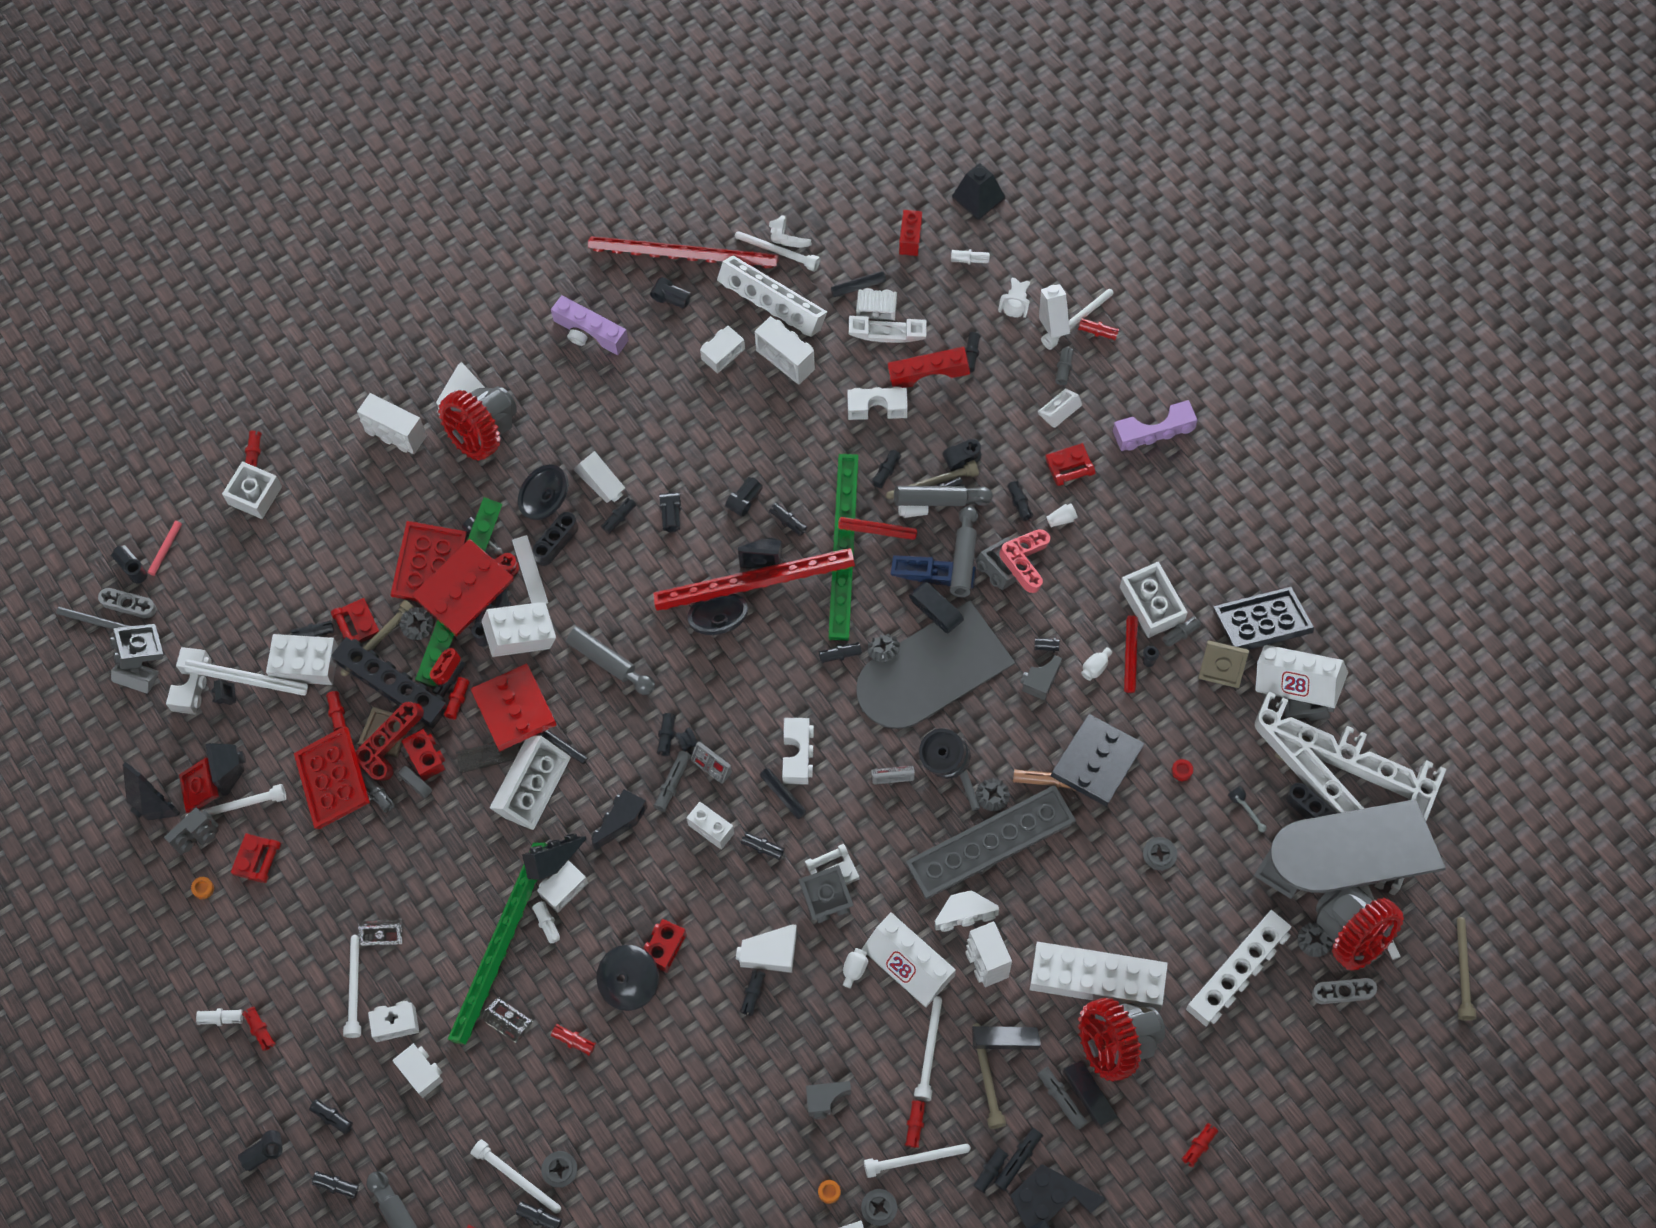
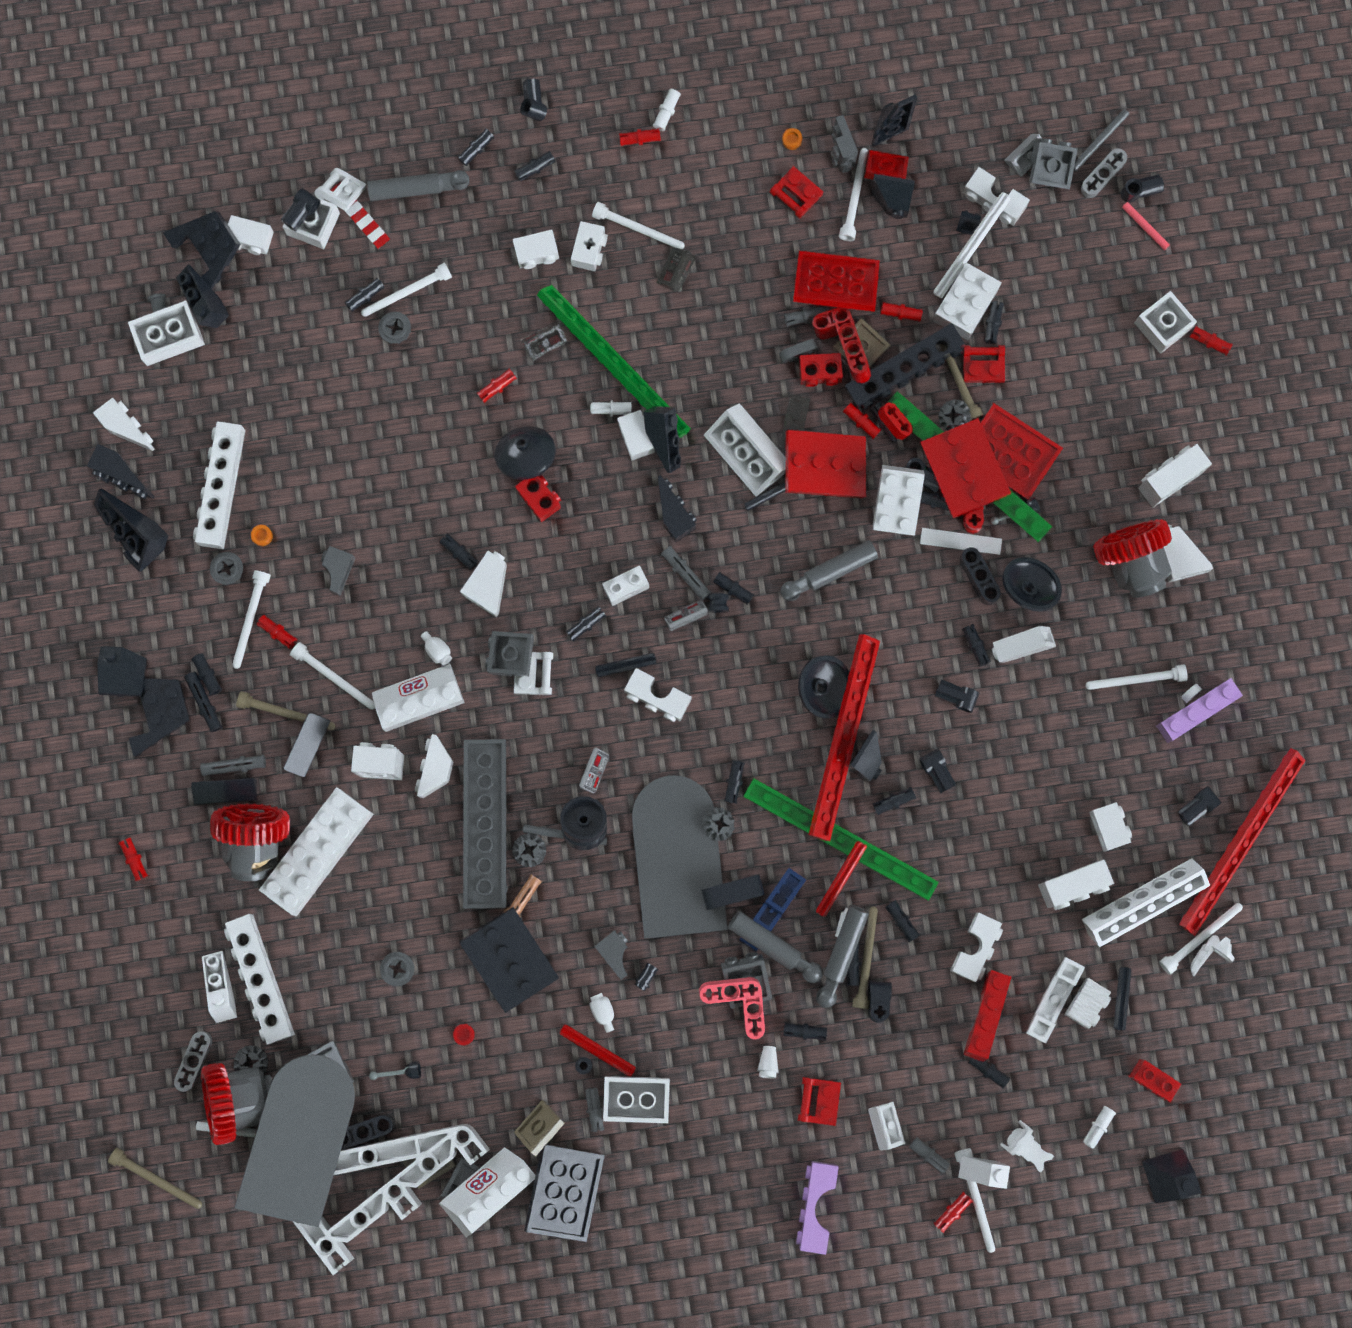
camera: 115 degrees right, 15 degrees up
(564, 354) = (1178, 673): none -> white piece
(1266, 1002) = (218, 987): none -> white slope

